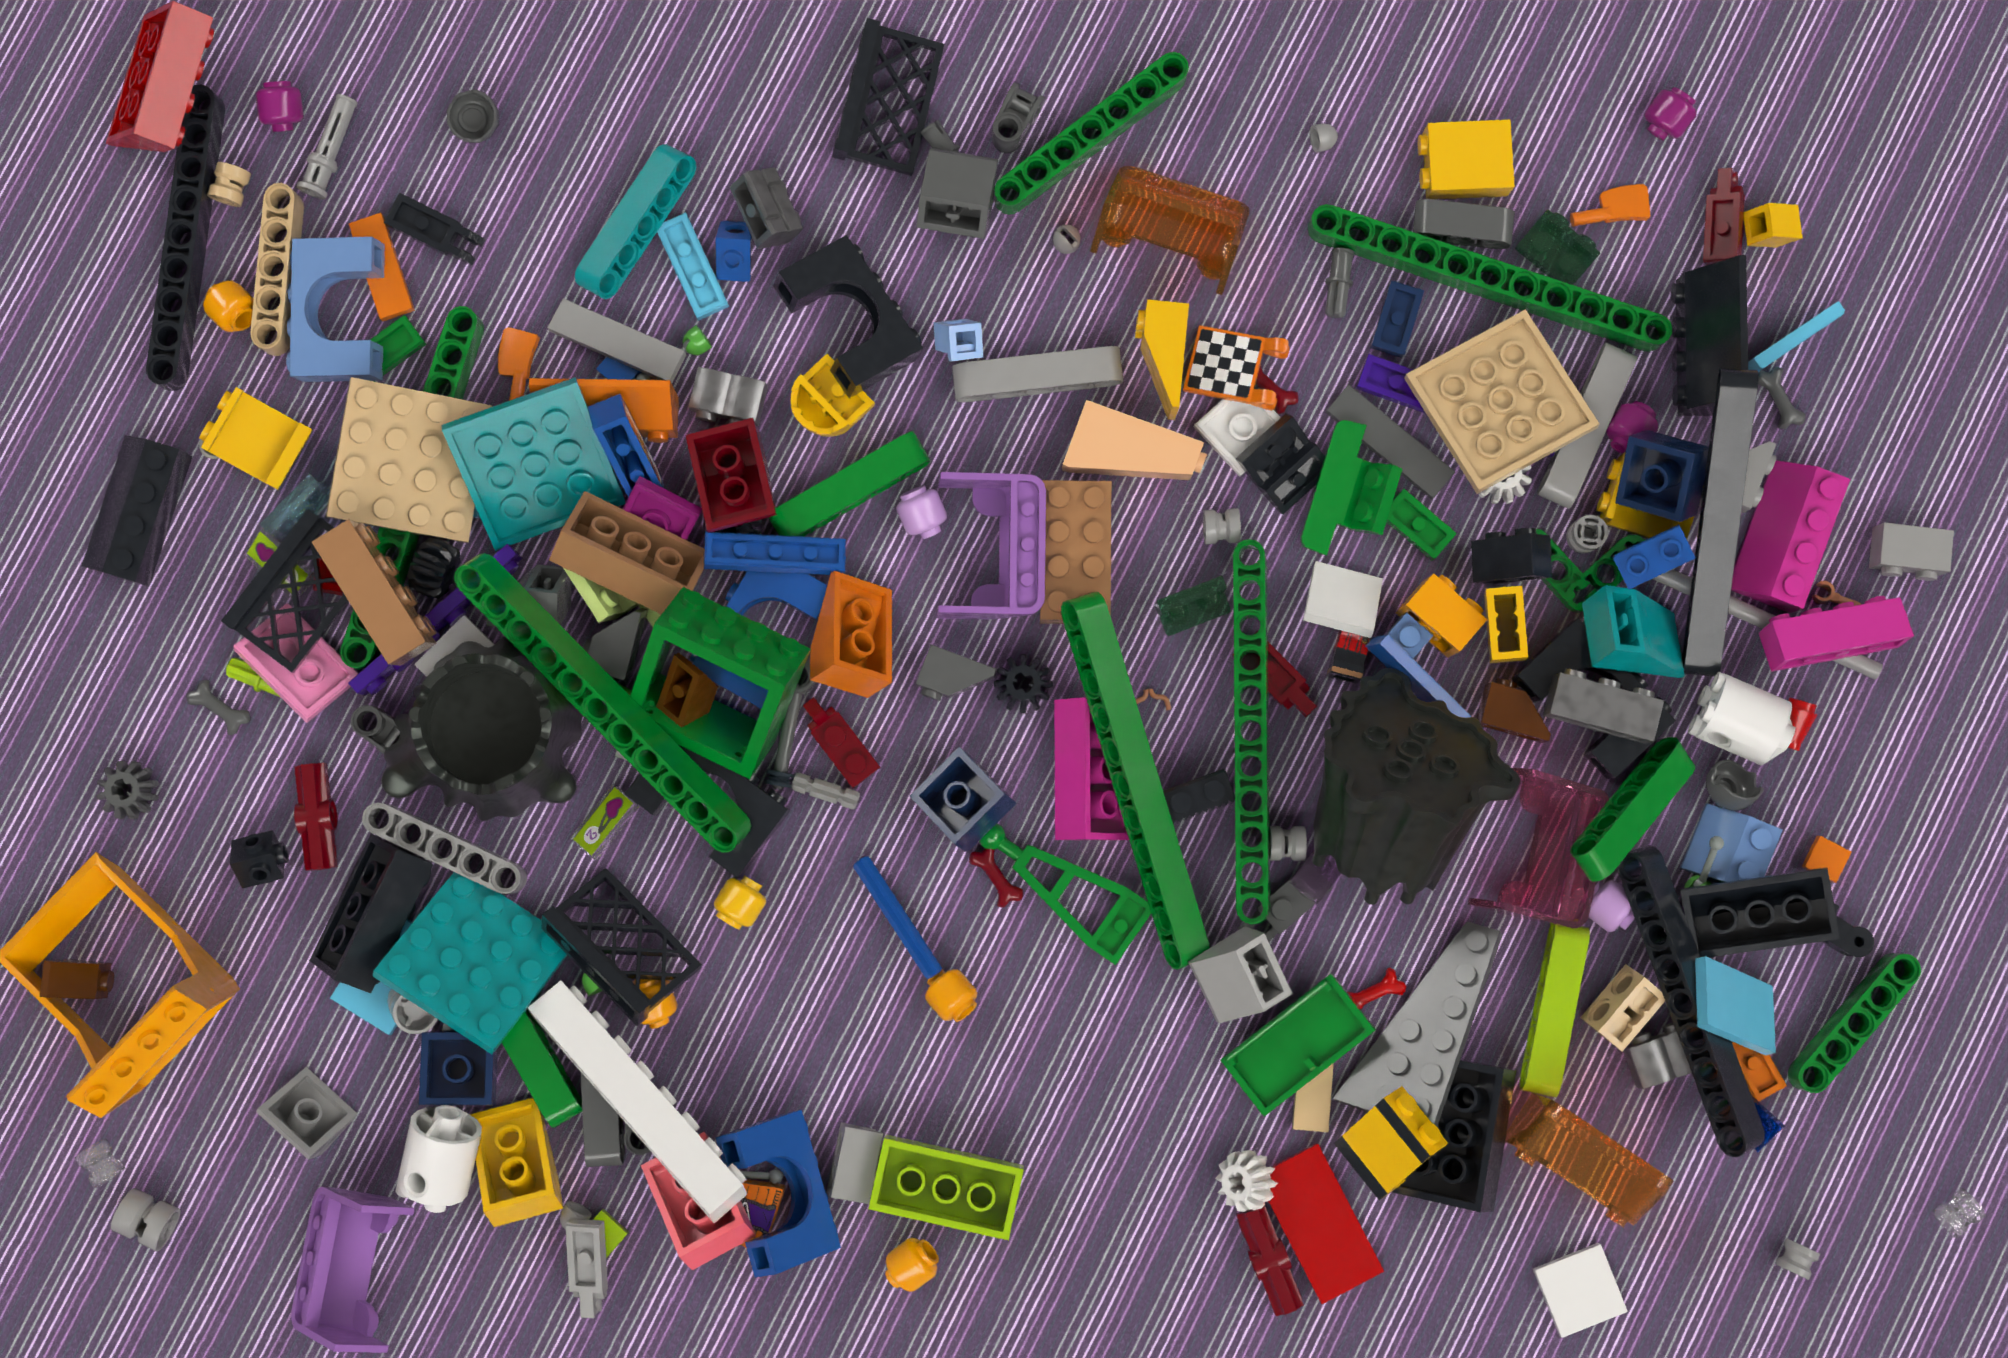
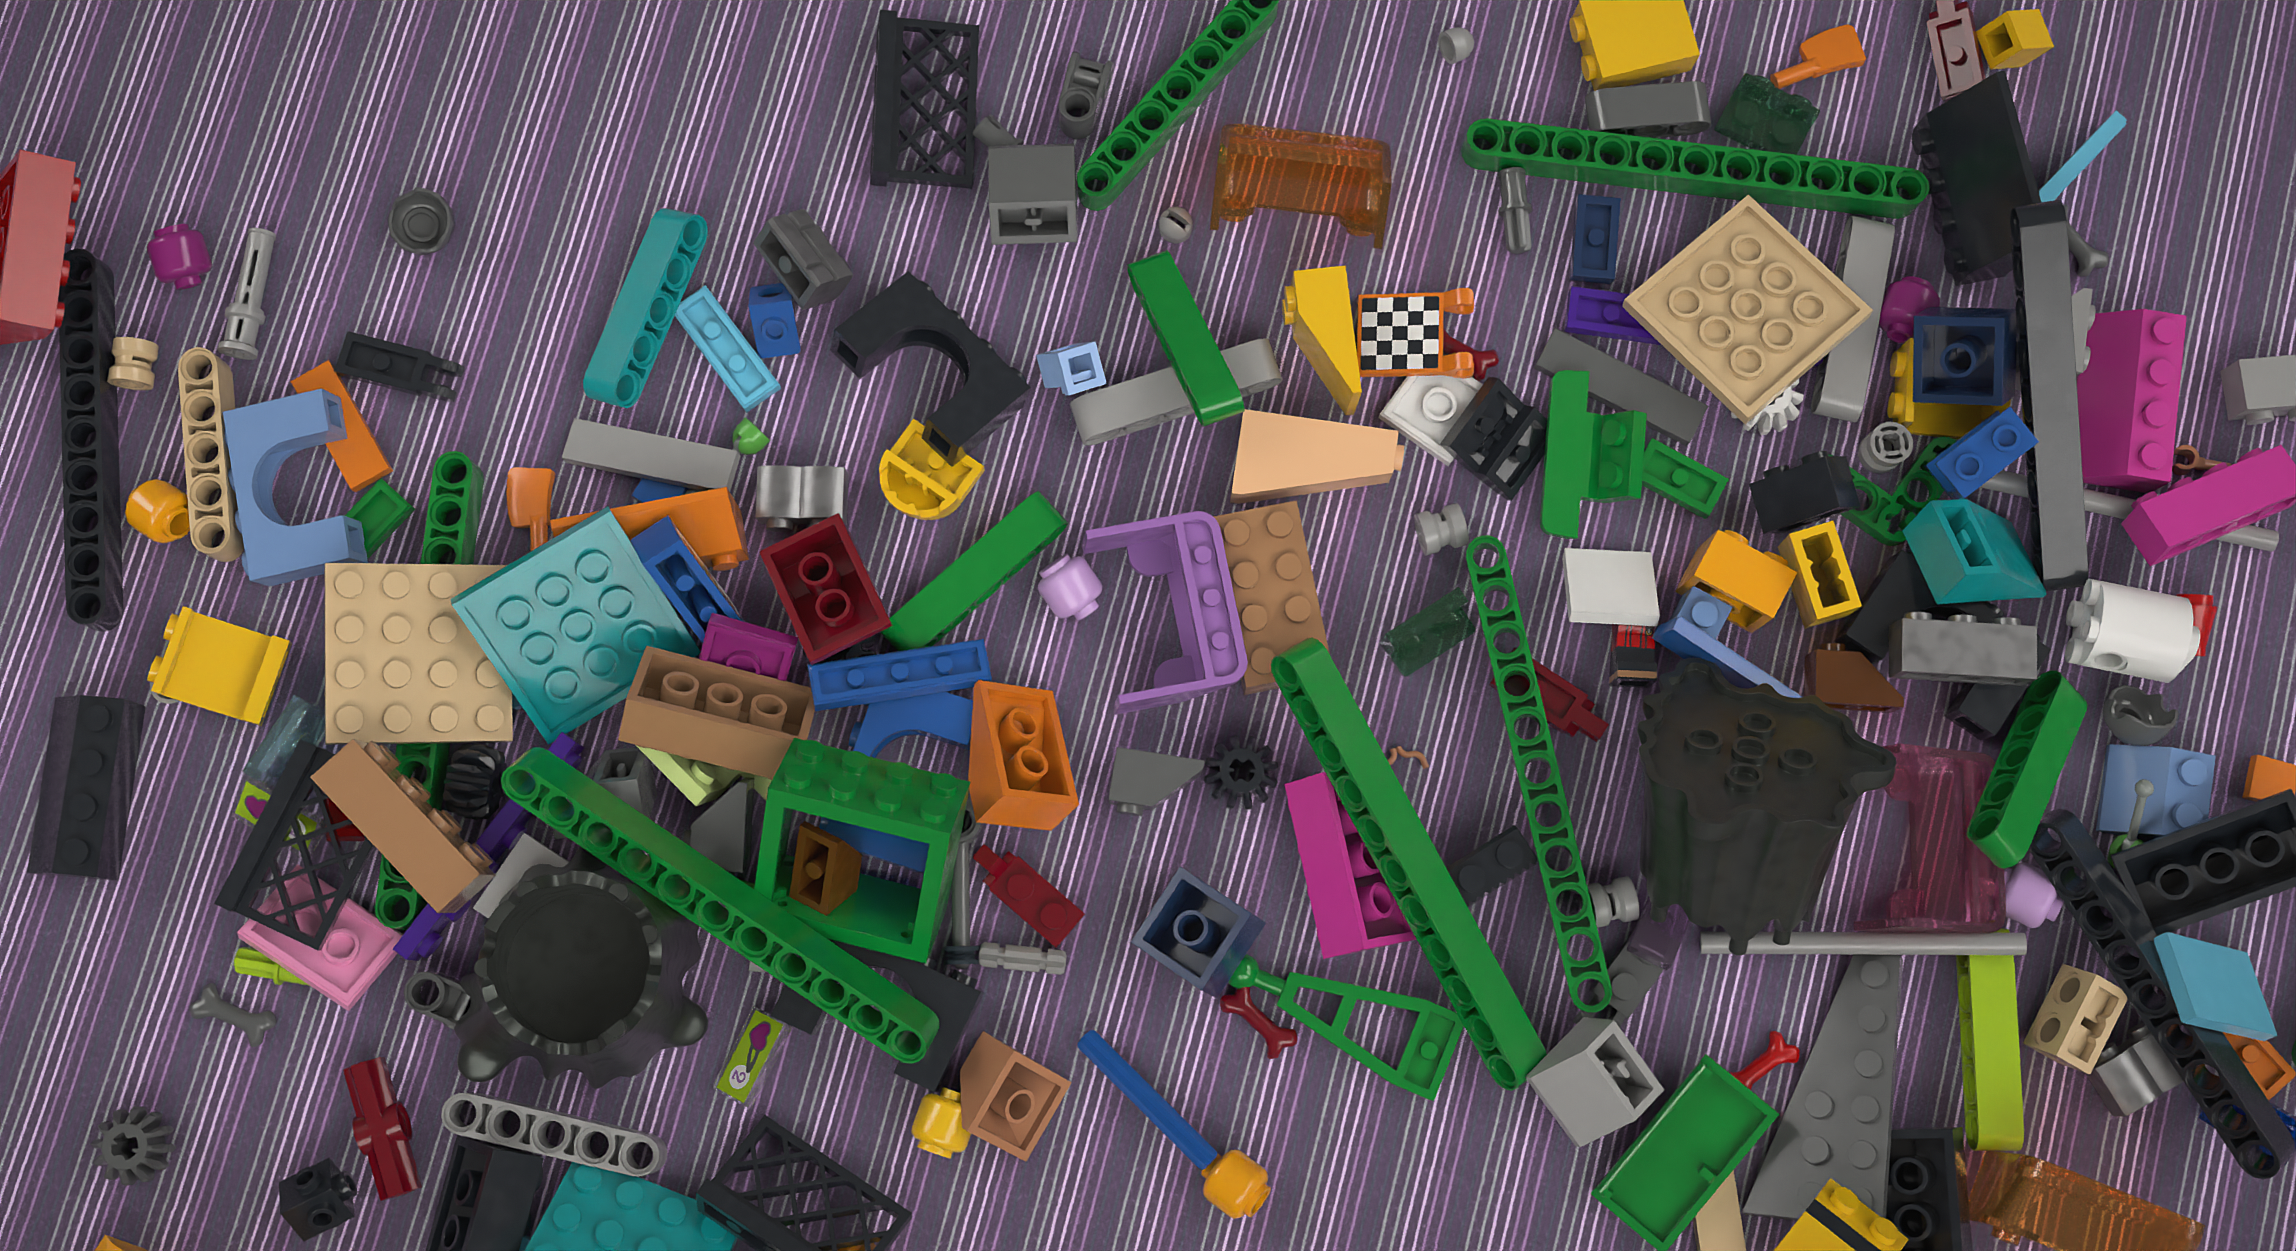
camera: 15 degrees left, 5 degrees down
(792, 892) = (1008, 1096): none -> nougat slope
(1052, 334) = (1185, 338): none -> green beam
(1483, 918) = (1875, 943): none -> light grey piece

